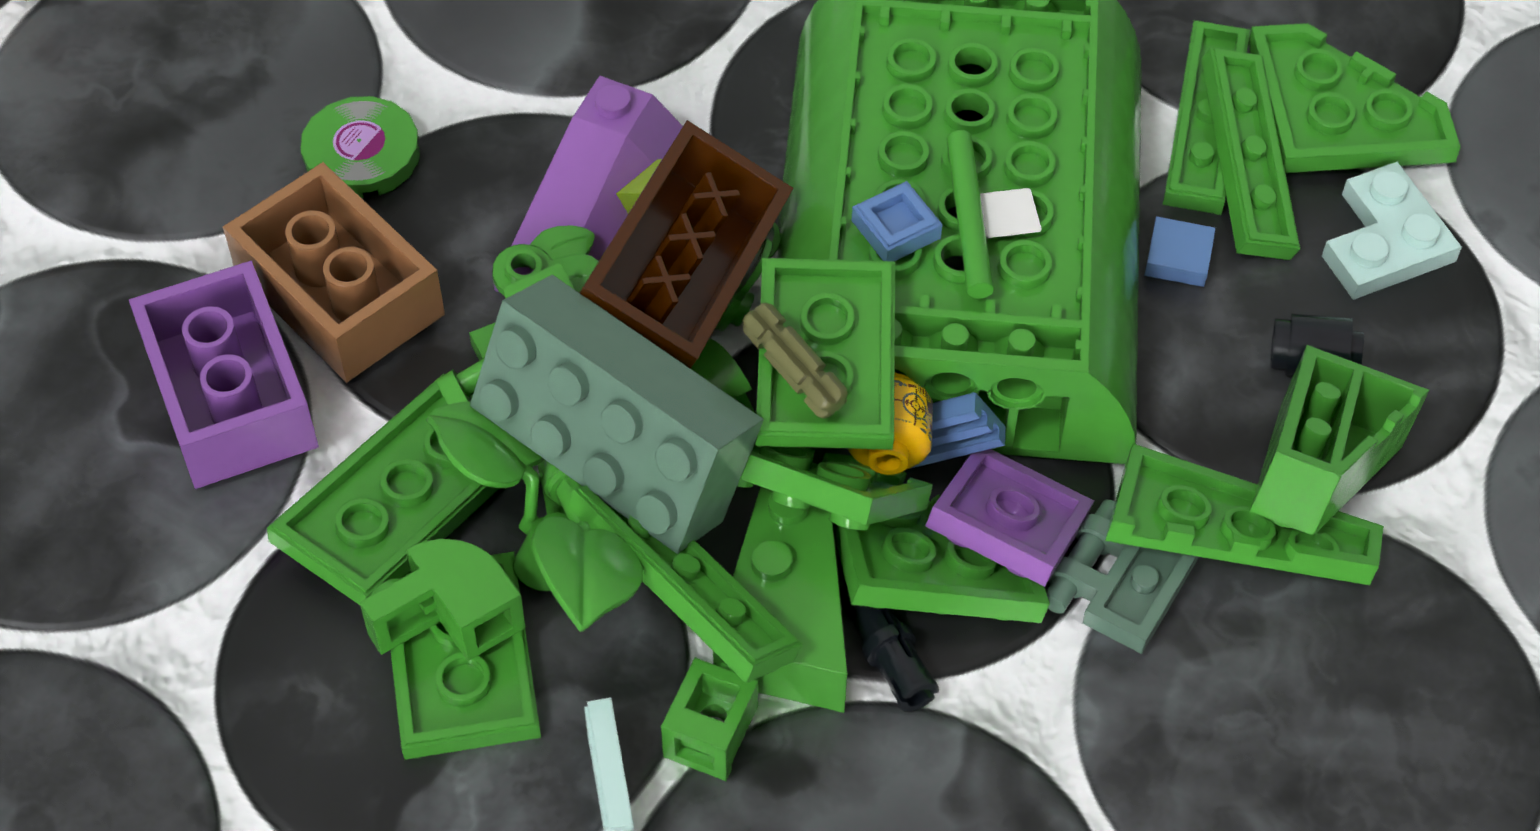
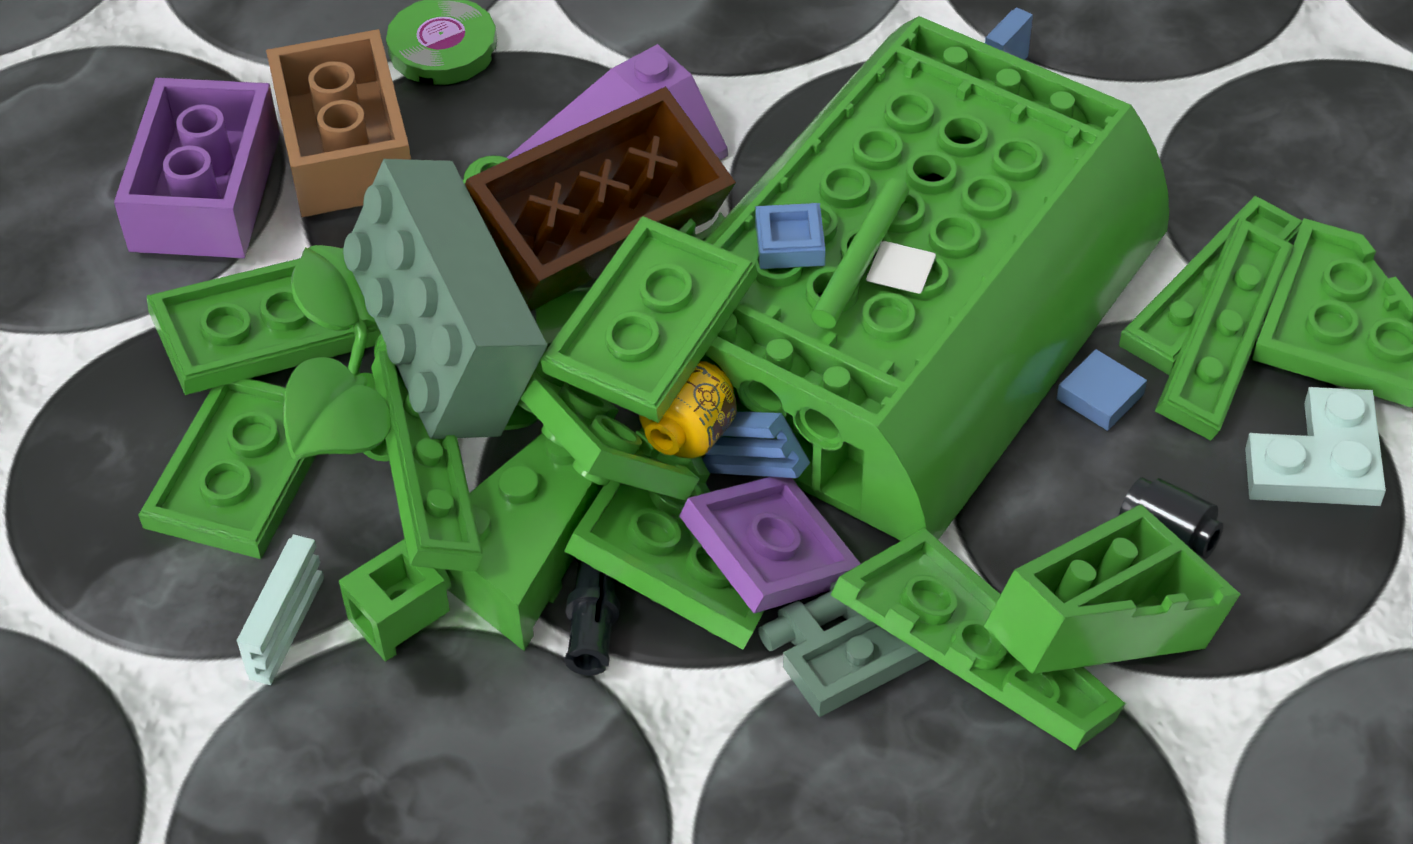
camera: 30 degrees right, 5 degrees down
(446, 585) = (237, 399): bright green brick -> none
(795, 360) = (605, 307): olive axle -> none

